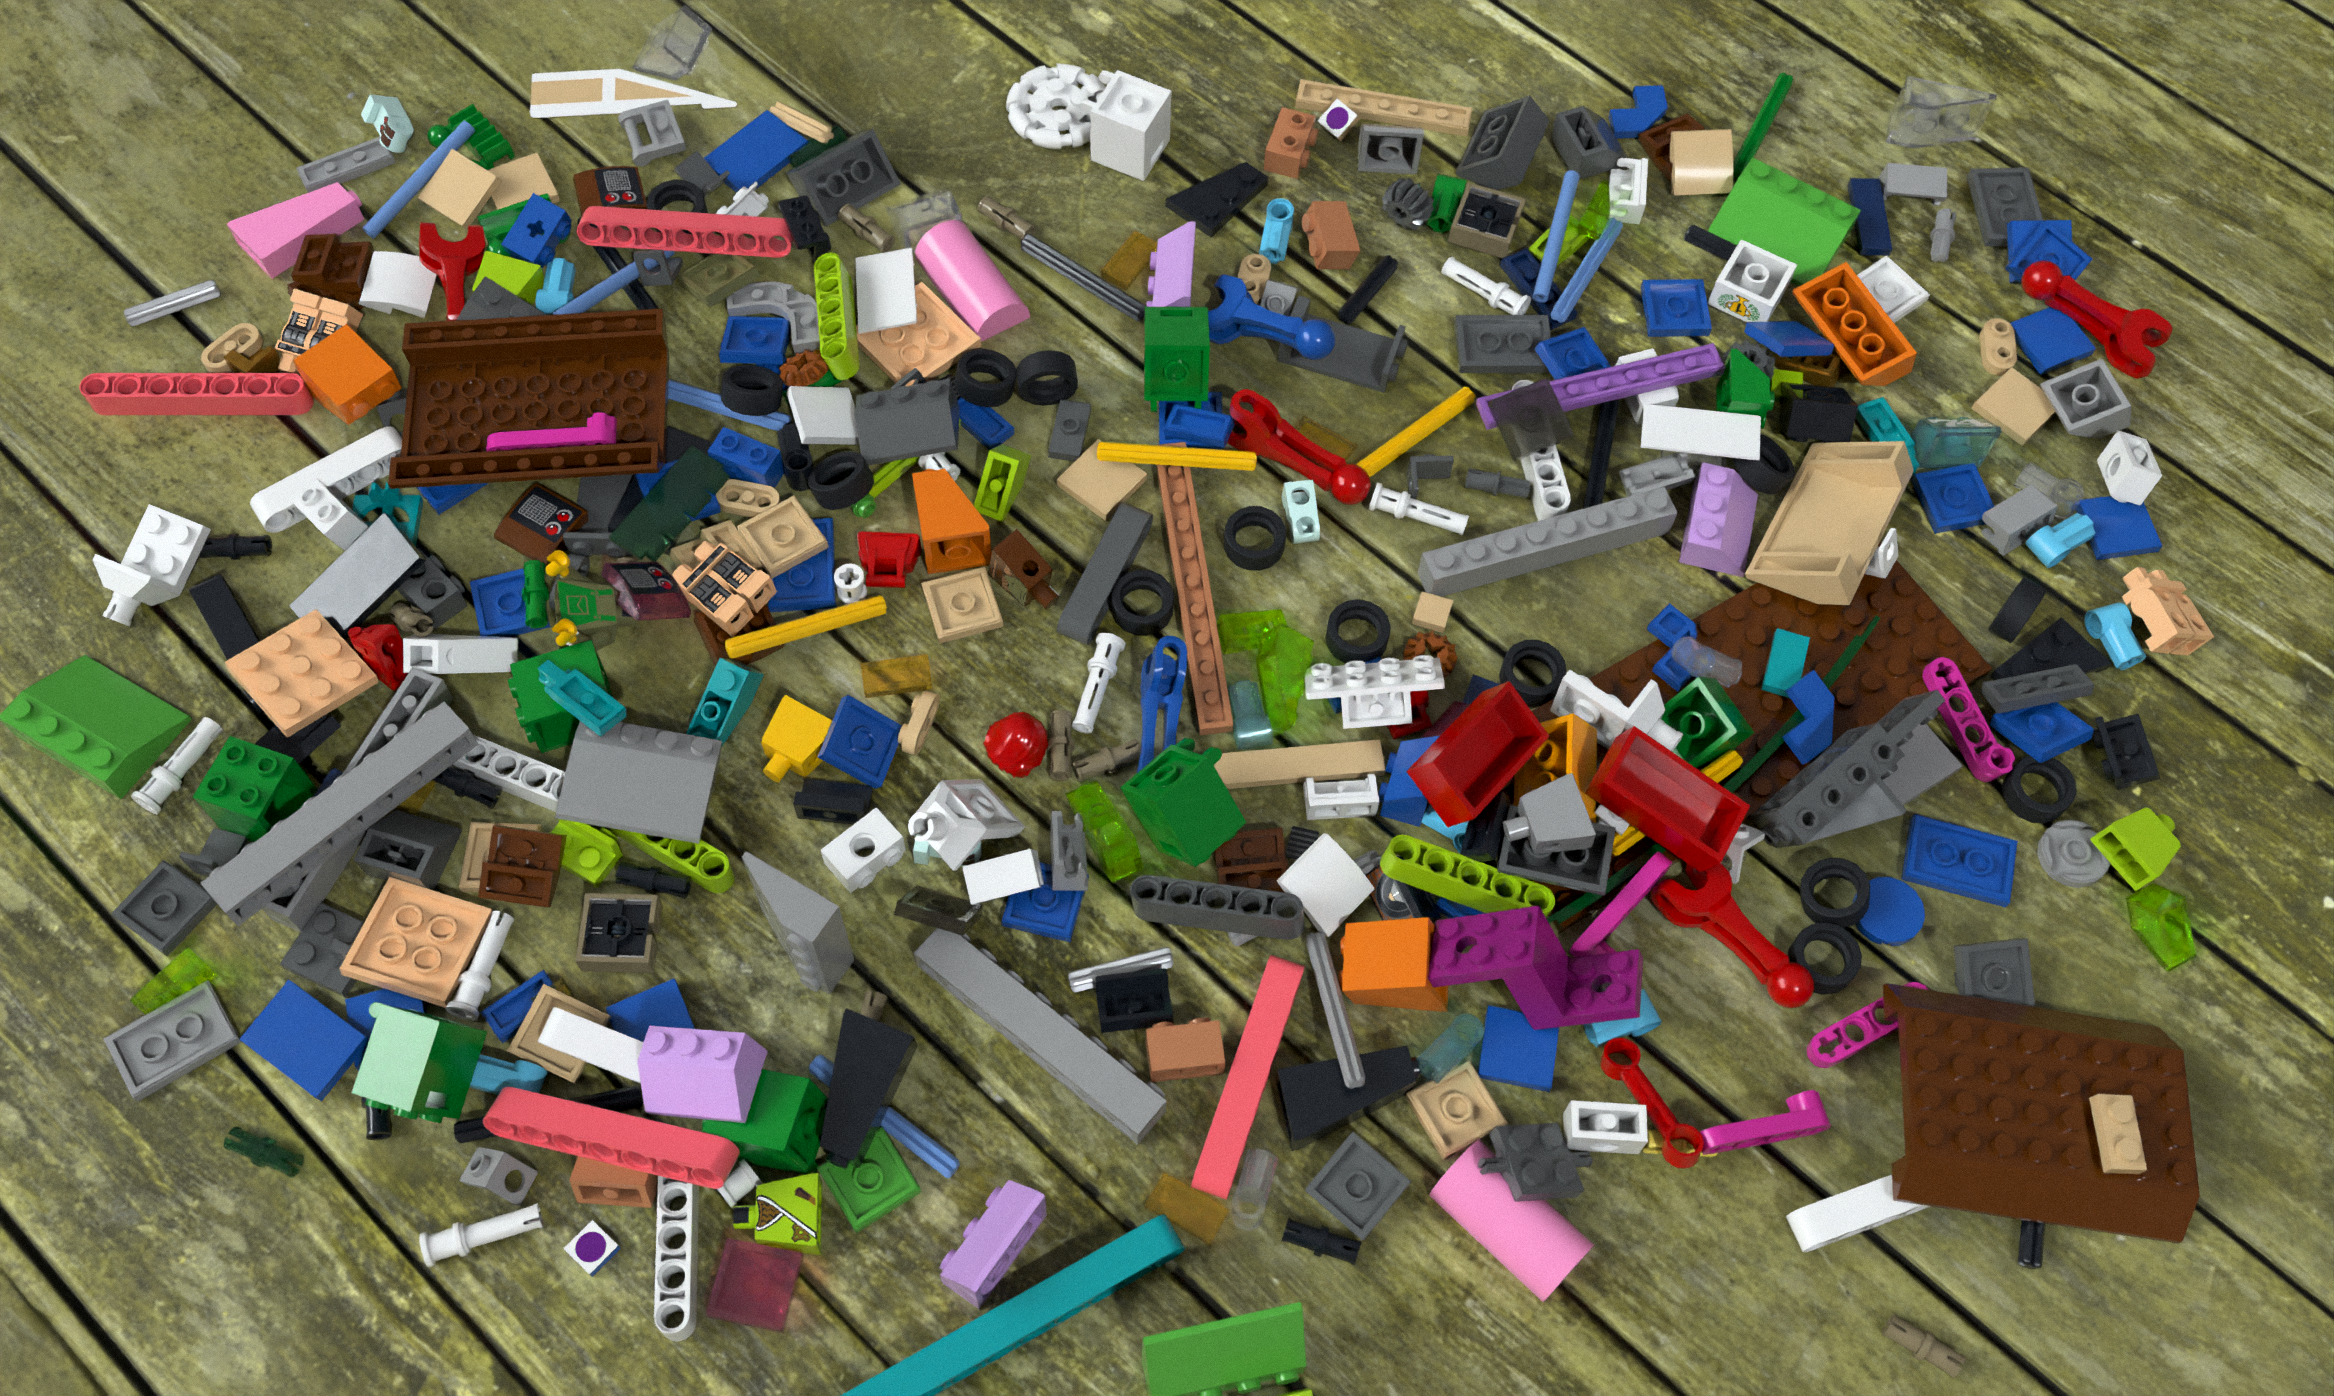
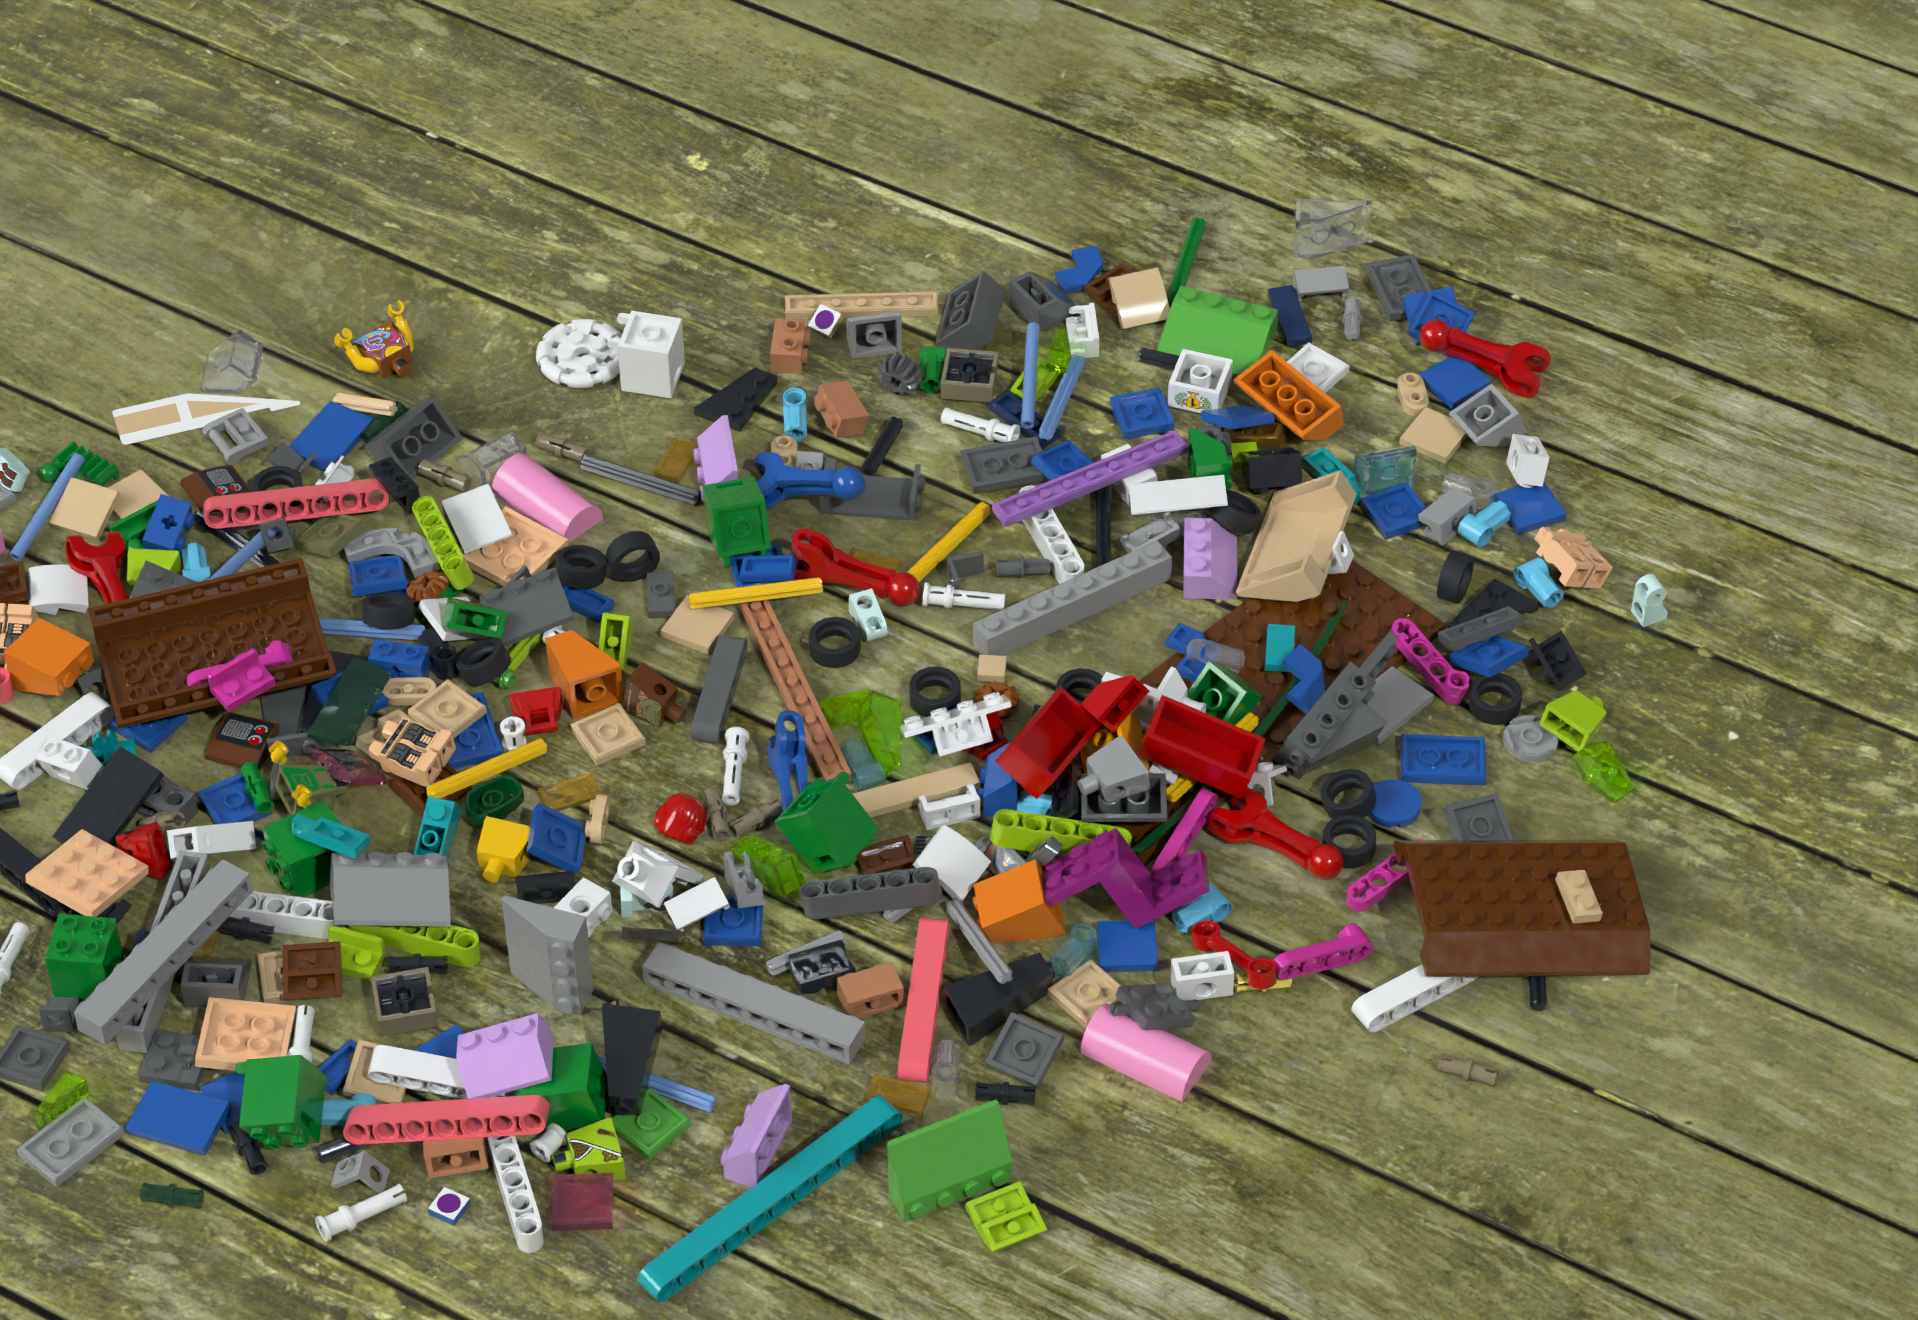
camera: 10 degrees left, 15 degrees down
(539, 459) = (240, 680): none -> dark pink bracket
(802, 671) = (493, 799): none -> dark green piece
(839, 425) = (474, 618): none -> green slope
(840, 59) = (383, 349): none -> torso
(1145, 581) = (755, 719): black tyre -> none
(1441, 906) = (1045, 851): none -> dark grey beam
(1530, 419) = (1038, 511): clear smoke tile -> none
(1571, 715) = (1115, 700): none -> red slope
(2256, 691) = (1648, 599): none -> light aqua leg

